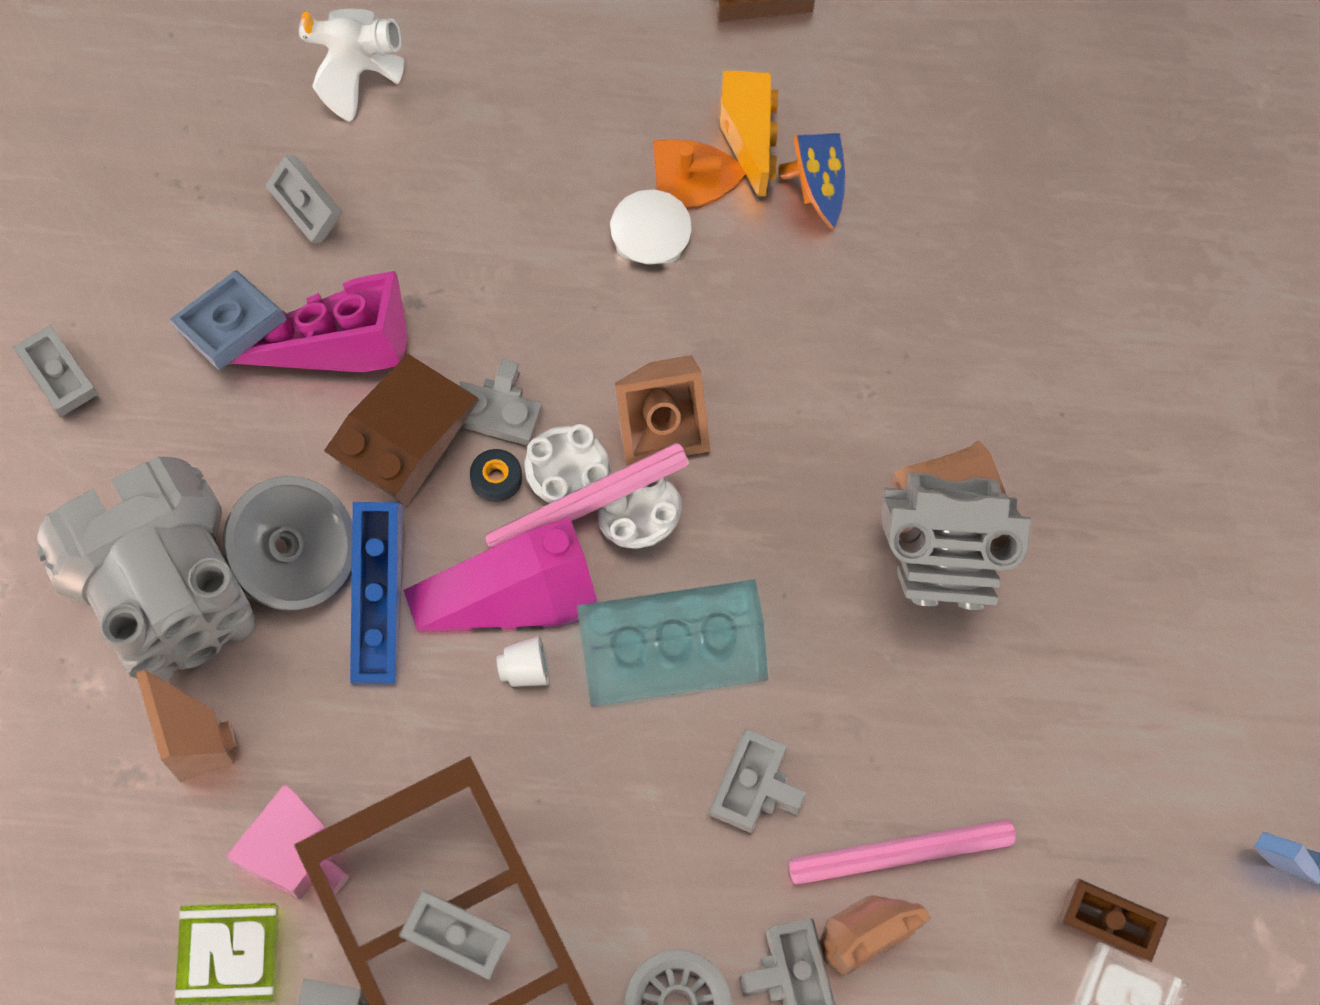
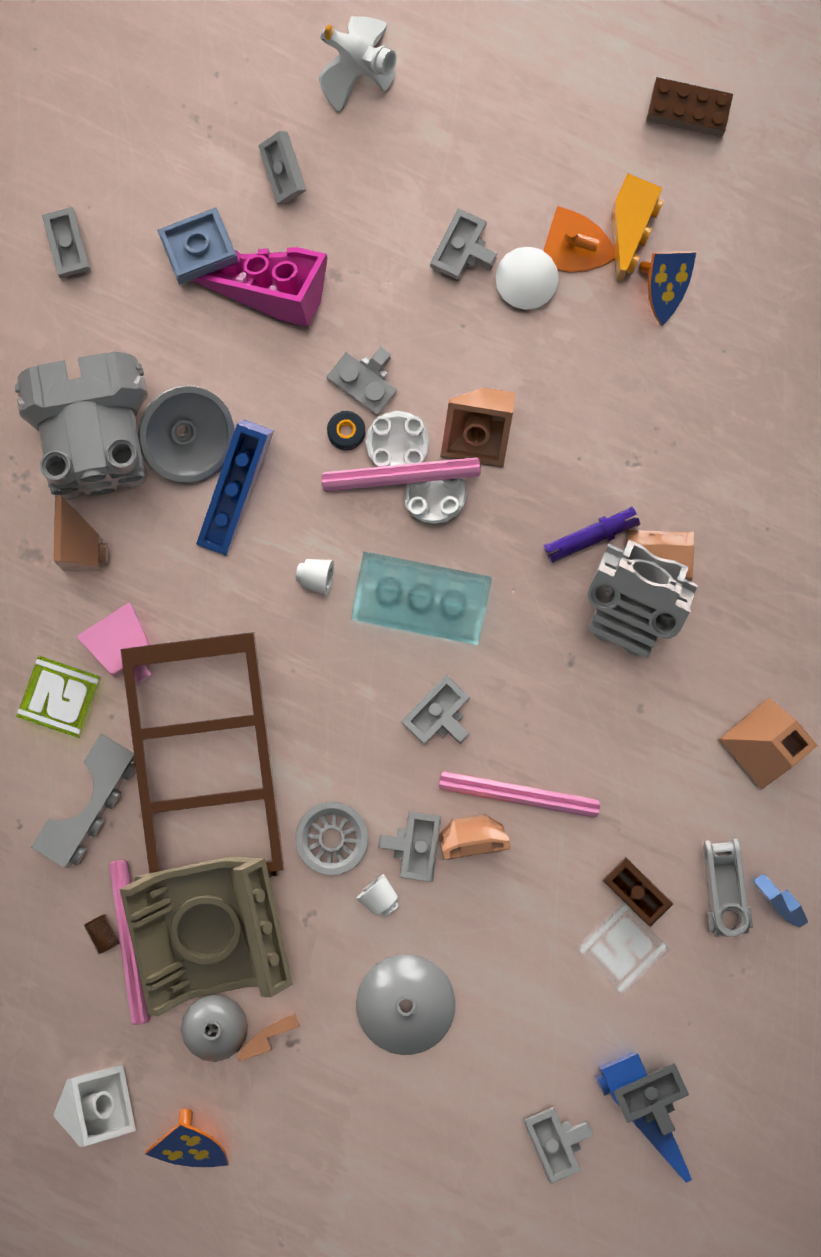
camera: 20 degrees right, 15 degrees up
(402, 428) = (291, 375): reddish brown slope -> none
(455, 934) = (203, 744): light grey plate -> none
(512, 585) = (329, 517): dark pink wedge -> none
(559, 216) = (463, 246): none -> light grey hinge
(869, 478) = (592, 534): none -> dark purple pin
(1189, 664) = (768, 743): none -> nougat slope
(1223, 871) = (726, 887): none -> light grey piece

